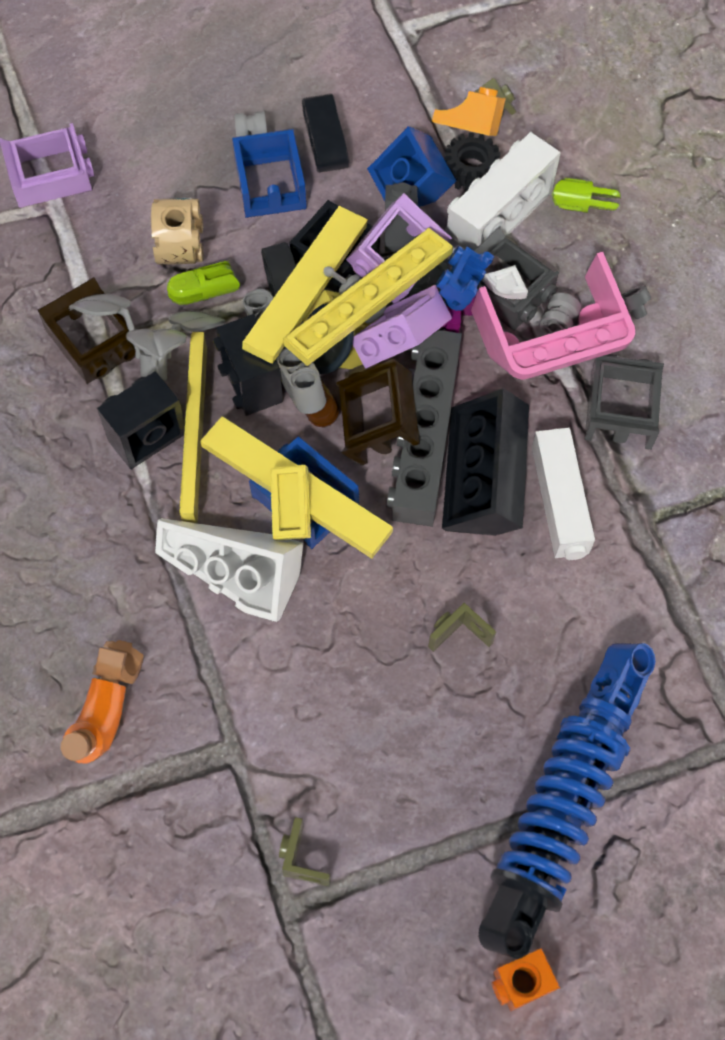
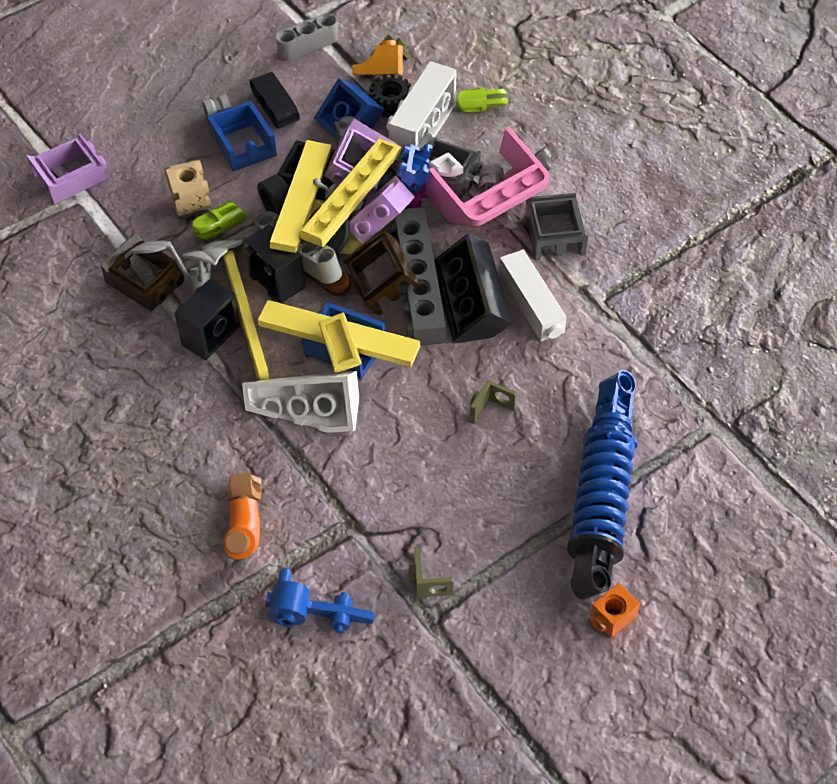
camera: 15 degrees left, 10 degrees down
(122, 844) = (291, 603): none -> blue piece
(393, 54) = (307, 36): none -> light grey beam

